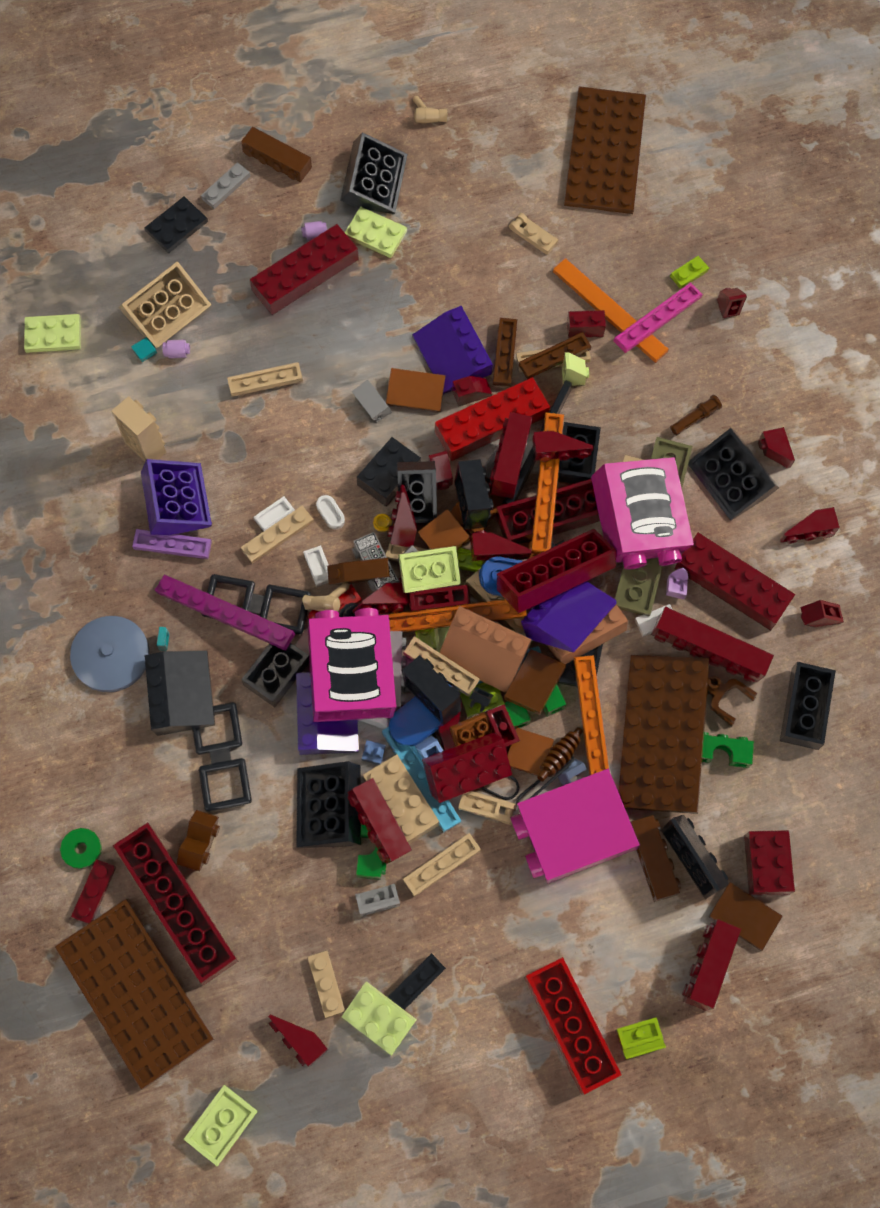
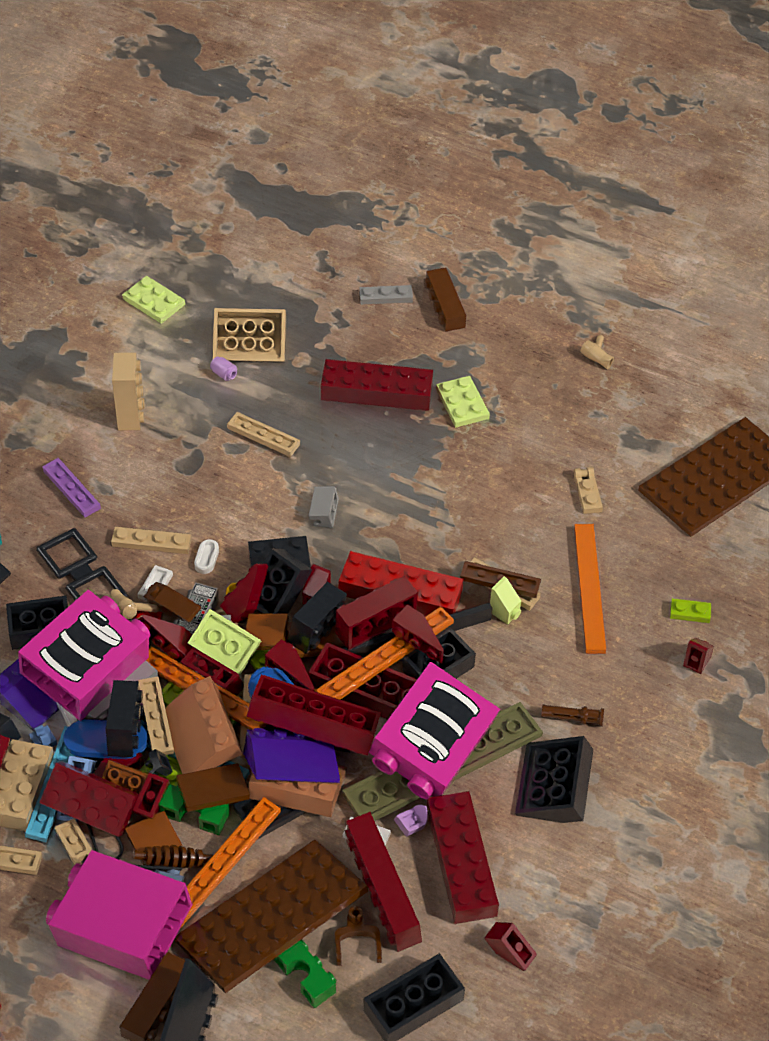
camera: 45 degrees right, 20 degrees down
(144, 349) = (202, 354): teal tile -> none
(175, 497) = (107, 457): dark purple slope -> none
(176, 224) = (320, 294): black plate -> none
(225, 612) = (50, 555): magenta plate -> none
(273, 513) = (165, 524): white tile -> none
(313, 229) = (414, 362): lavender brick -> none
(373, 175) = (504, 362): black slope -> none
(415, 390) = (366, 524): dark orange tile -> none
(453, 348) = (427, 520): dark purple slope -> none
(470, 389) = (408, 553): dark red slope -> none
(505, 352) = (467, 550): reddish brown plate -> none
(589, 322) = (555, 579): dark red brick -> none
(657, 317) = (623, 620): dark pink tile -> none
(777, 446) = (617, 788): dark red slope -> none
(817, 524) = (581, 873): dark red slope -> none

